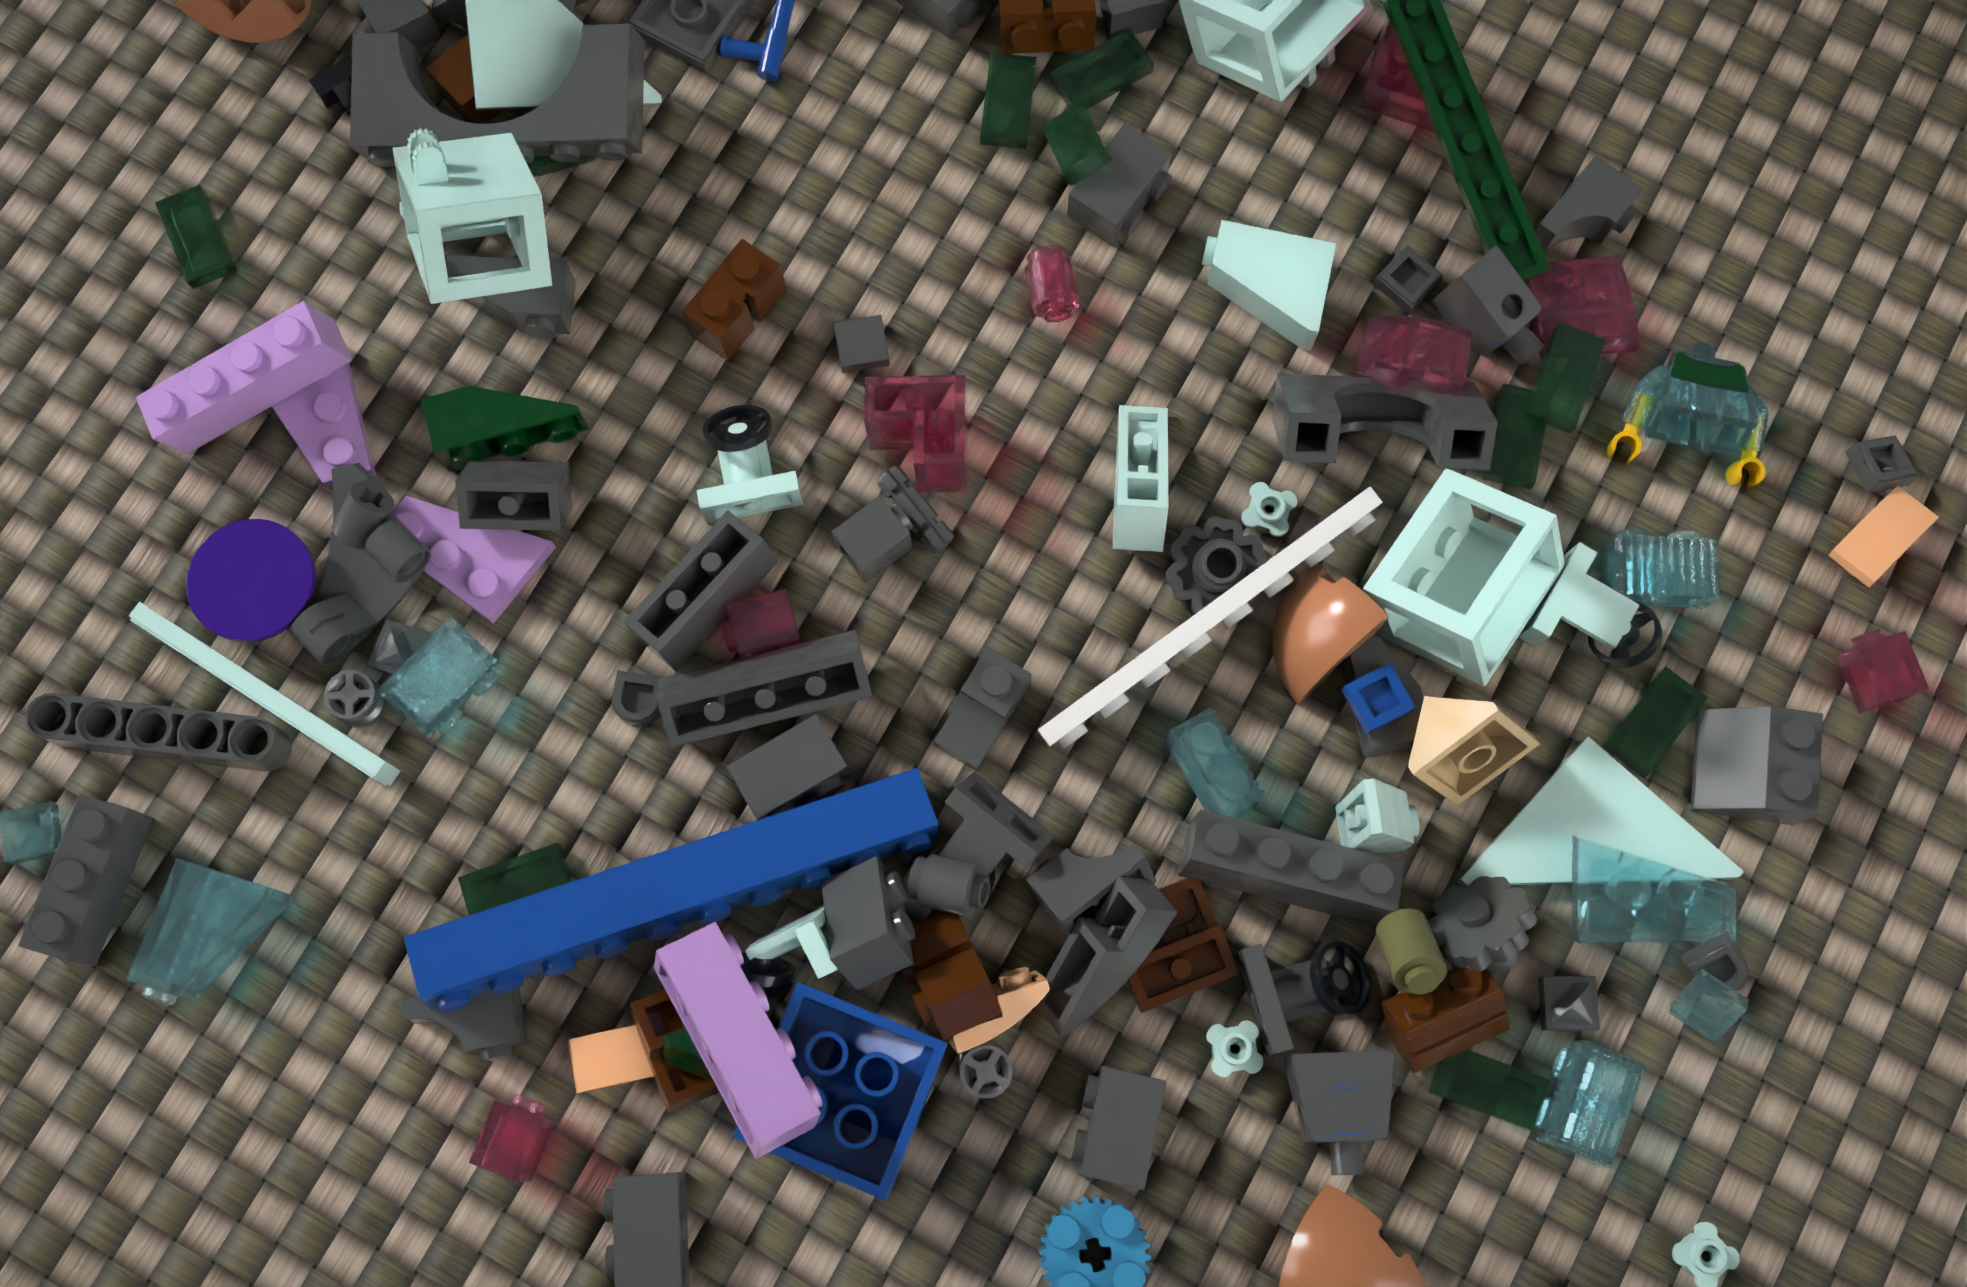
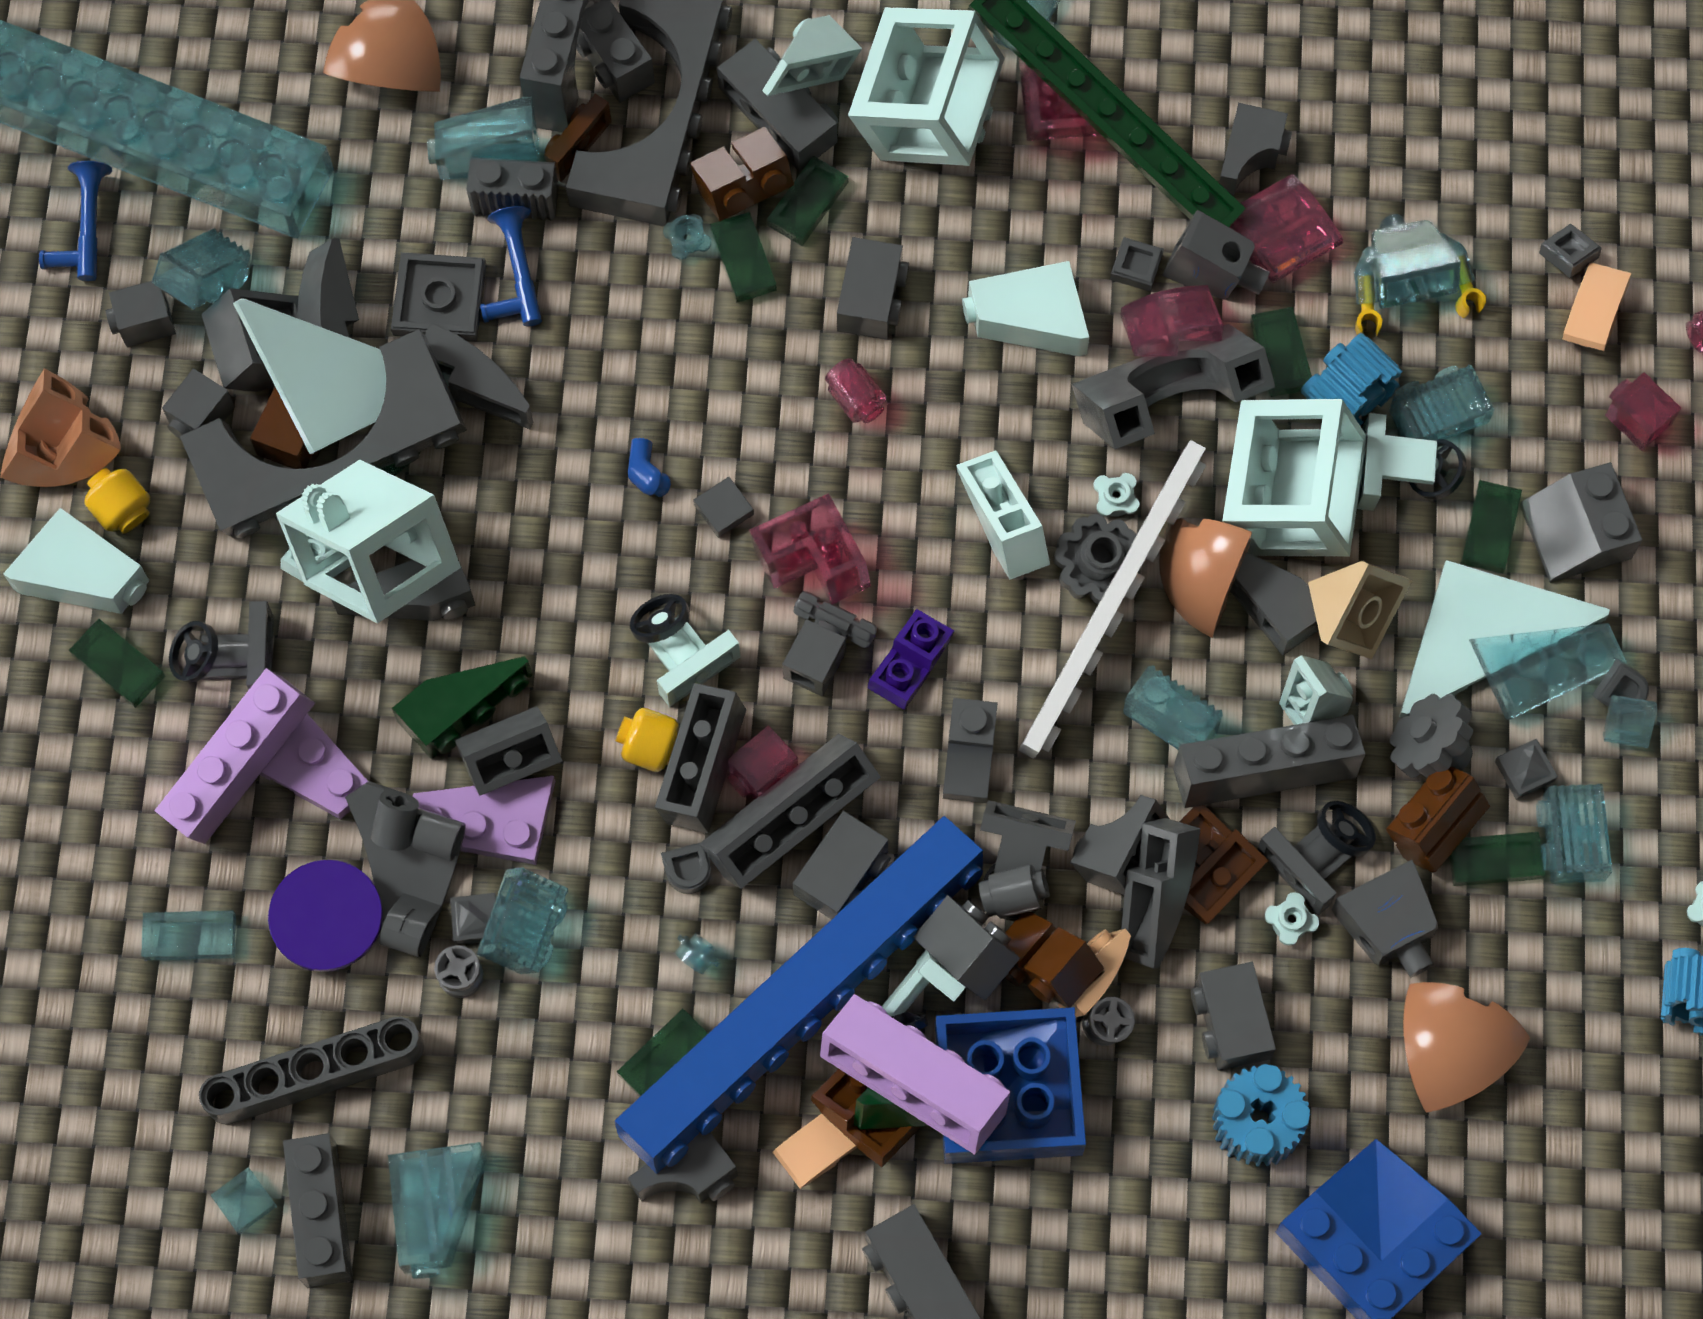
camera: 25 degrees left, 5 degrees down
(121, 538) = (188, 935): none -> clear light blue tile
(203, 123) = (77, 568): none -> light aqua slope
(264, 694) = (382, 1001): light aqua tile -> none
(275, 76) = (117, 500): none -> yellow head
(304, 276) = (226, 655): none -> dark grey piece
(335, 84) = (179, 486): black tile -> none
(513, 1138) = (769, 1244): clear pink brick -> none
(598, 792) = (696, 953): none -> clear light blue plate
(659, 544) = (648, 739): none -> yellow head
(678, 103) = (477, 378): none -> dark grey slope
(717, 310) = (599, 530): reddish brown piece -> none
(798, 271) = (643, 473): none -> blue arm
(962, 44) = (684, 225): none -> clear light blue plate
(972, 585) = (910, 659): none -> dark purple slope
(1076, 143) = (820, 268): clear green tile -> none
(1378, 698) = (1273, 601): blue tile -> none
(1411, 951) = (1389, 778): olive brick -> none
(1564, 377) = (1297, 289): clear green tile -> none
(1584, 495) = (1356, 374): none -> dark azure brick

